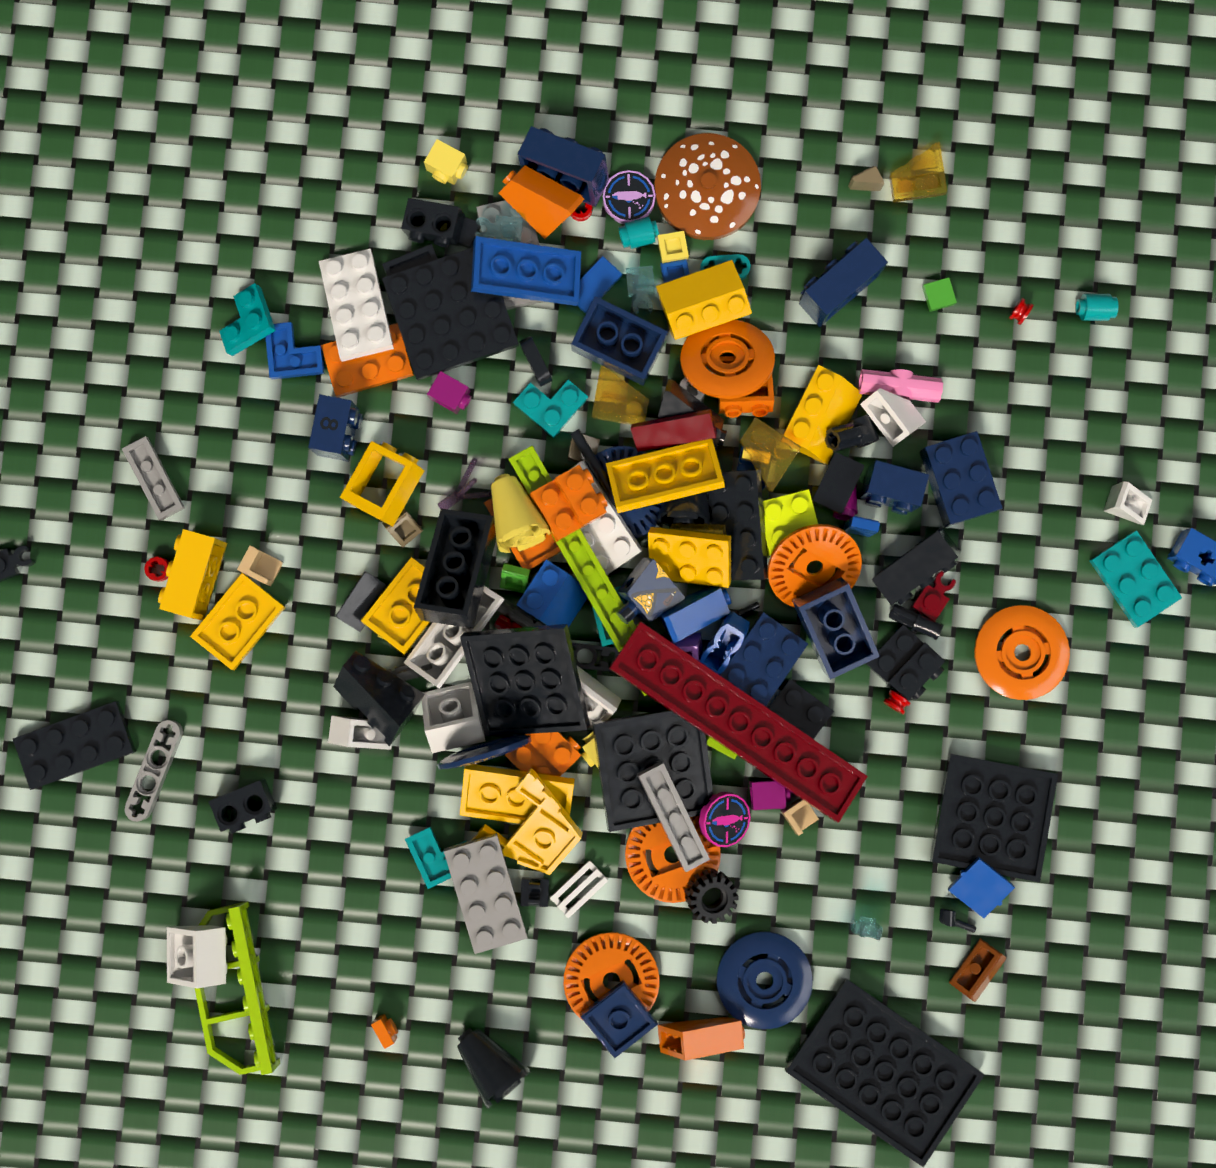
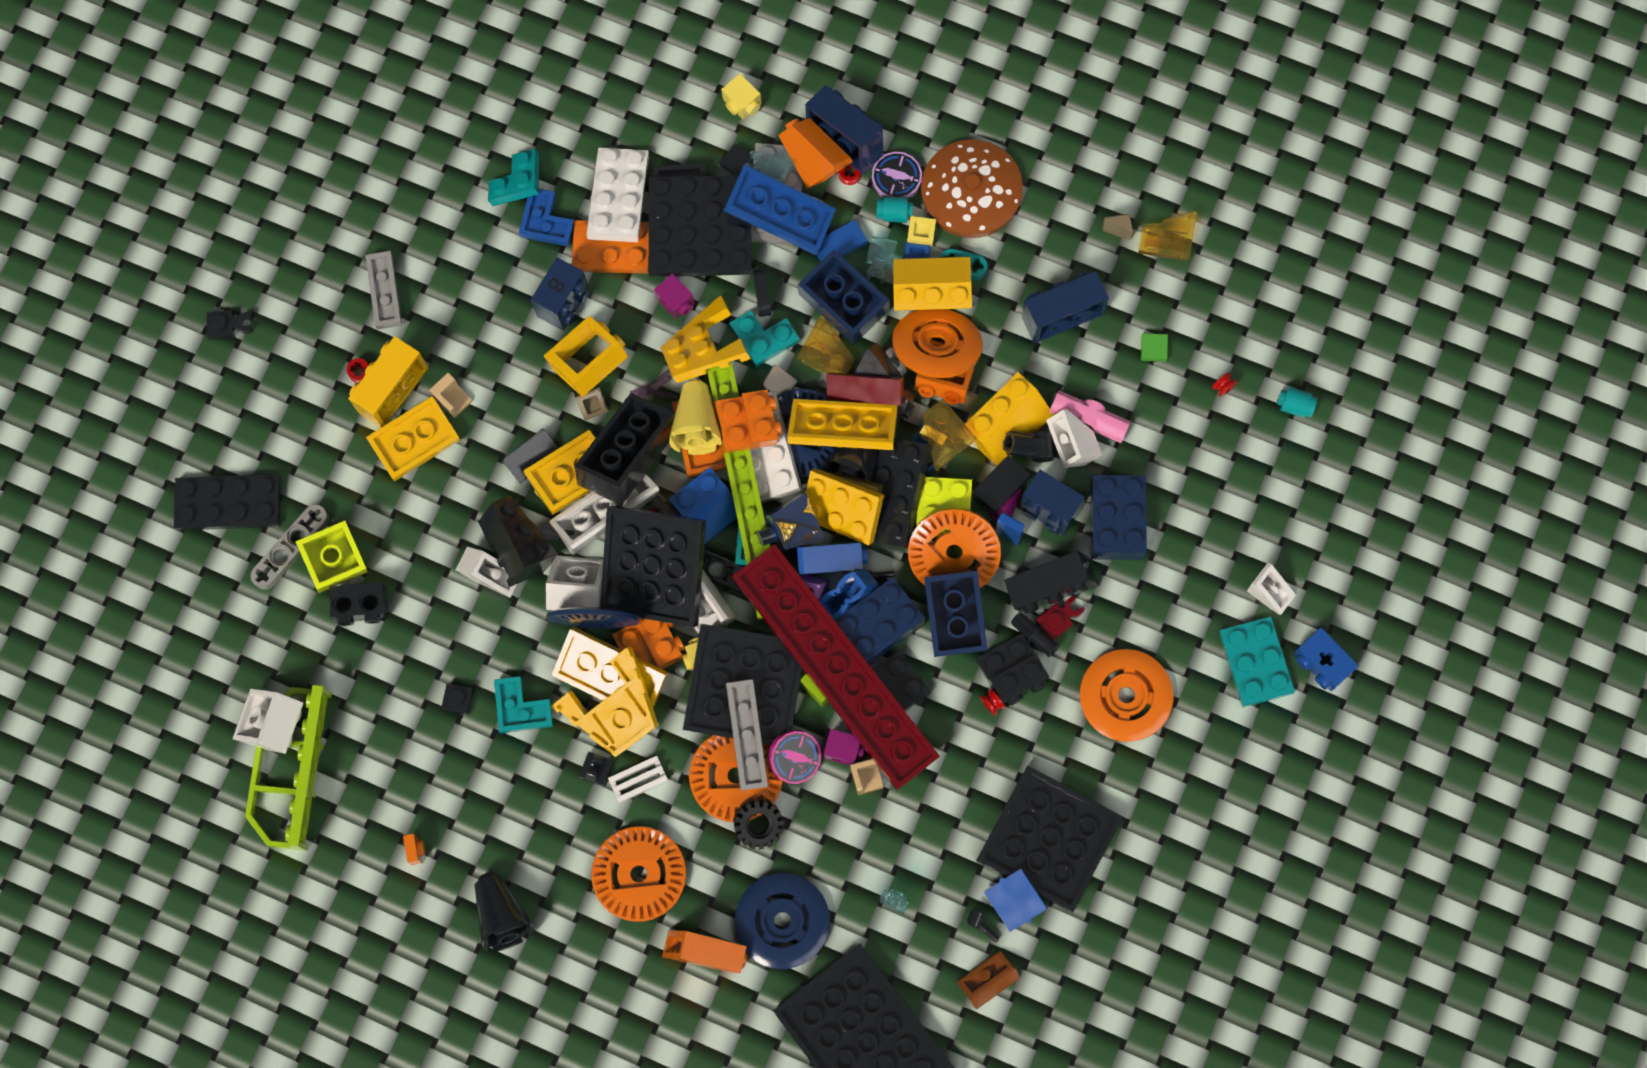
camera: 25 degrees right, 10 degrees down
(200, 771) = (331, 556): none -> neon yellow brick
(374, 868) = (457, 699): none -> black plate
(435, 216) = (715, 140): black brick -> none
(485, 893) = (550, 753): light grey plate -> none
(486, 443) = (693, 348): none -> yellow wing
(514, 578) = (675, 477): bright green tile -> none
(593, 463) = (782, 393): black bar -> none
(618, 1019) = (633, 909): dark blue tile -> none

